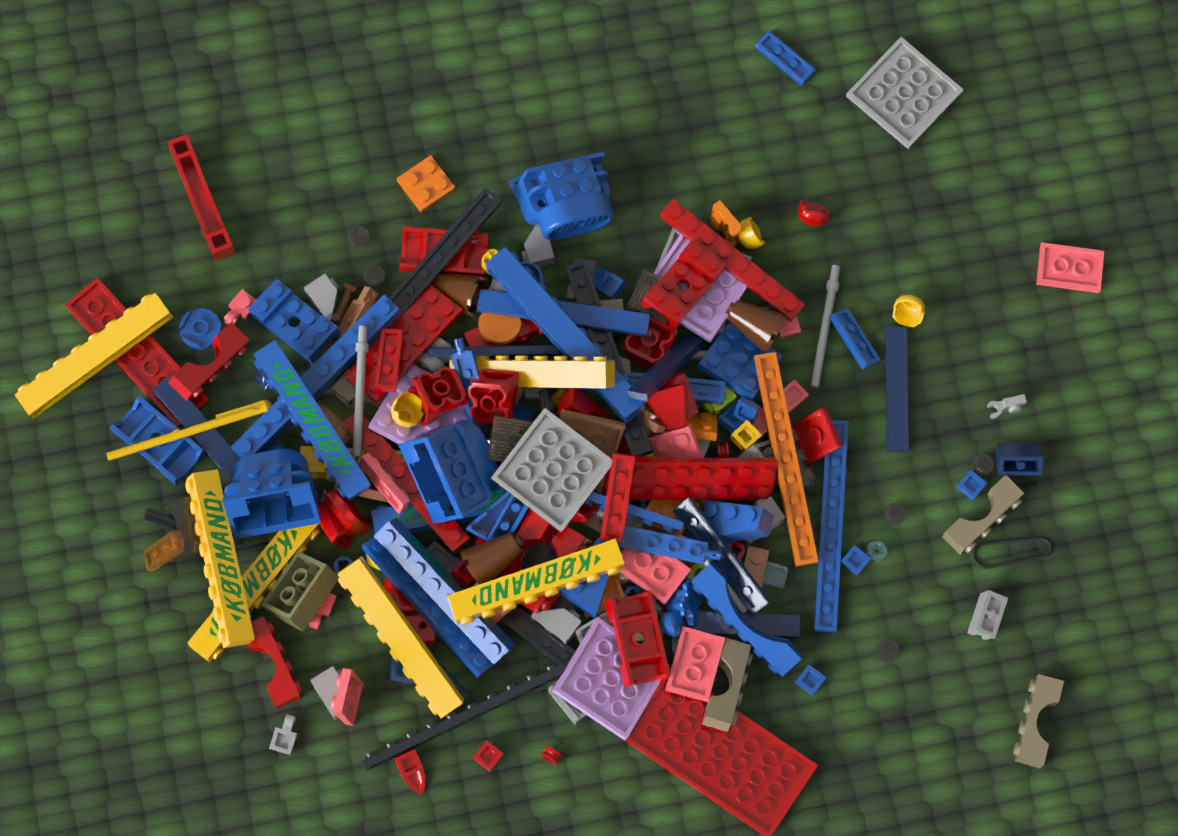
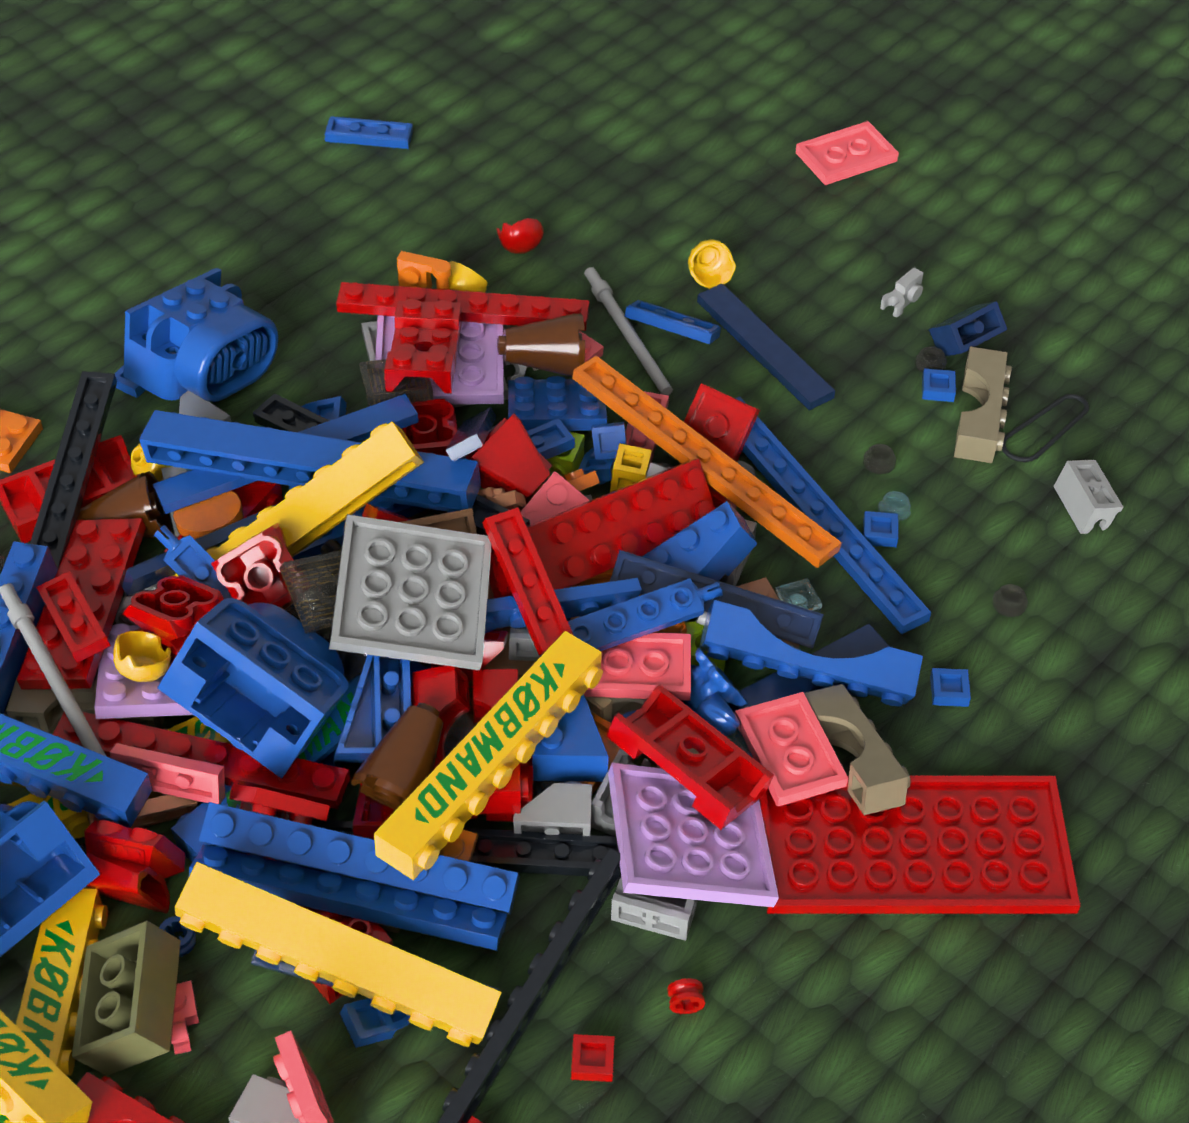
camera: 30 degrees left, 25 degrees down
(423, 537) = (287, 806): none -> red plate
(904, 92) = (529, 100): light grey plate -> none

